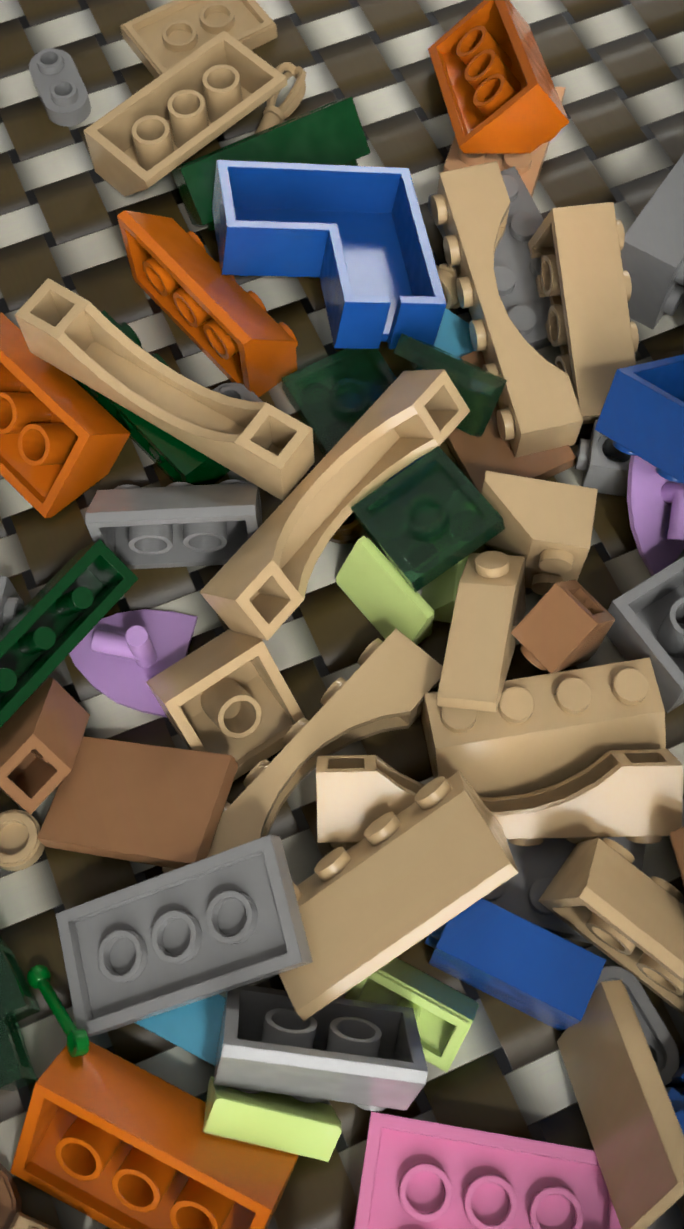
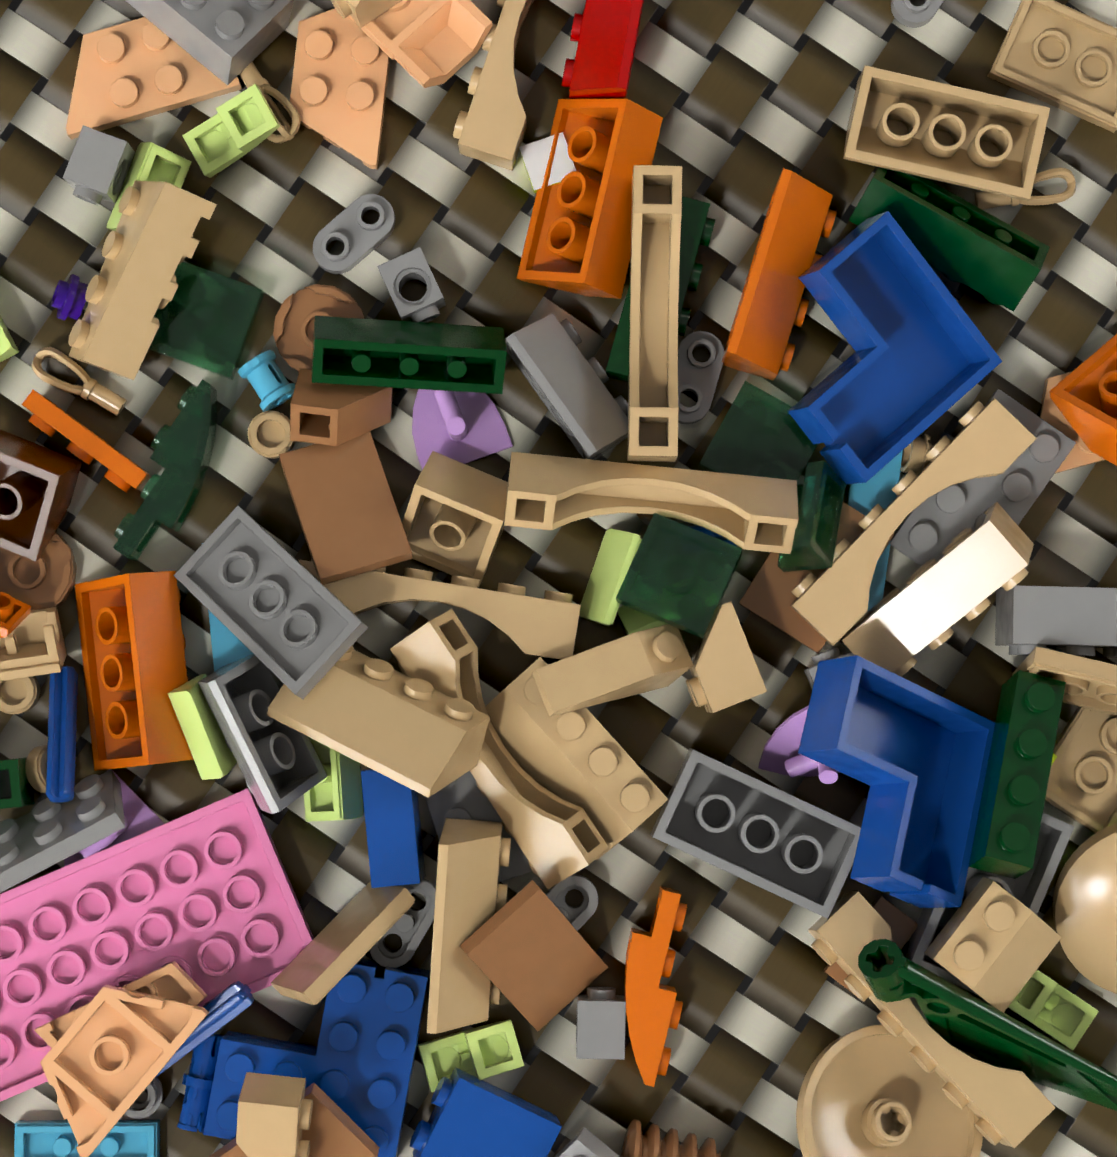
camera: 55 degrees right, 20 degrees up
(77, 1039) = (170, 577): green hinge -> none
(563, 628) = (648, 725): medium nougat slope -> none

